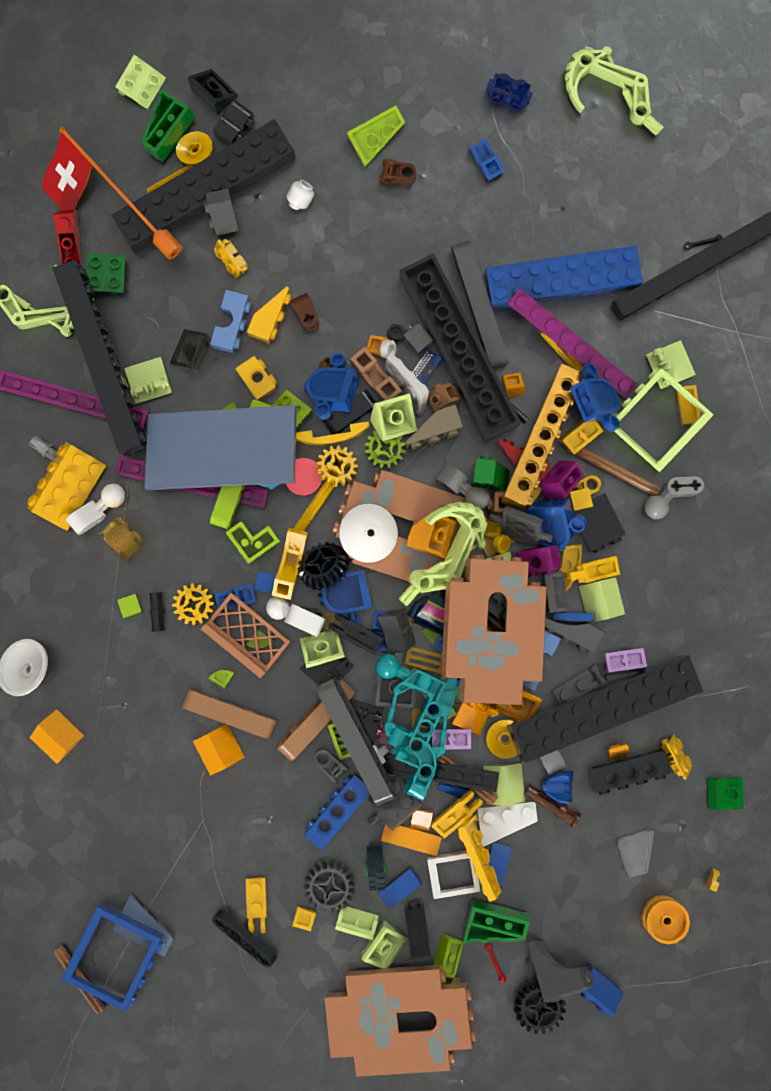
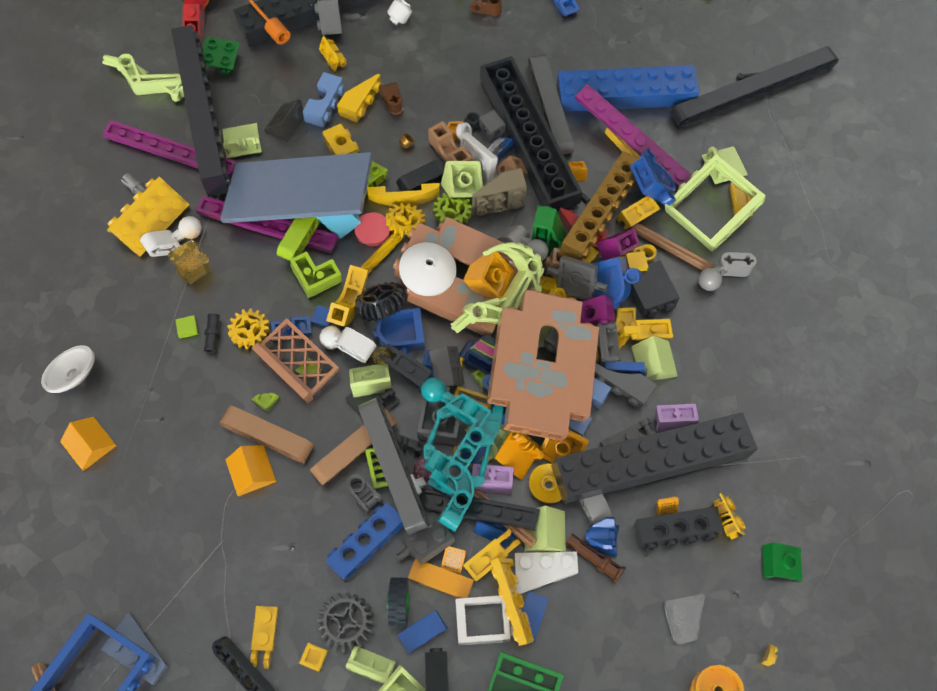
camera: 10 degrees right, 20 degrees down
(332, 387) = (409, 153): blue piece -> none

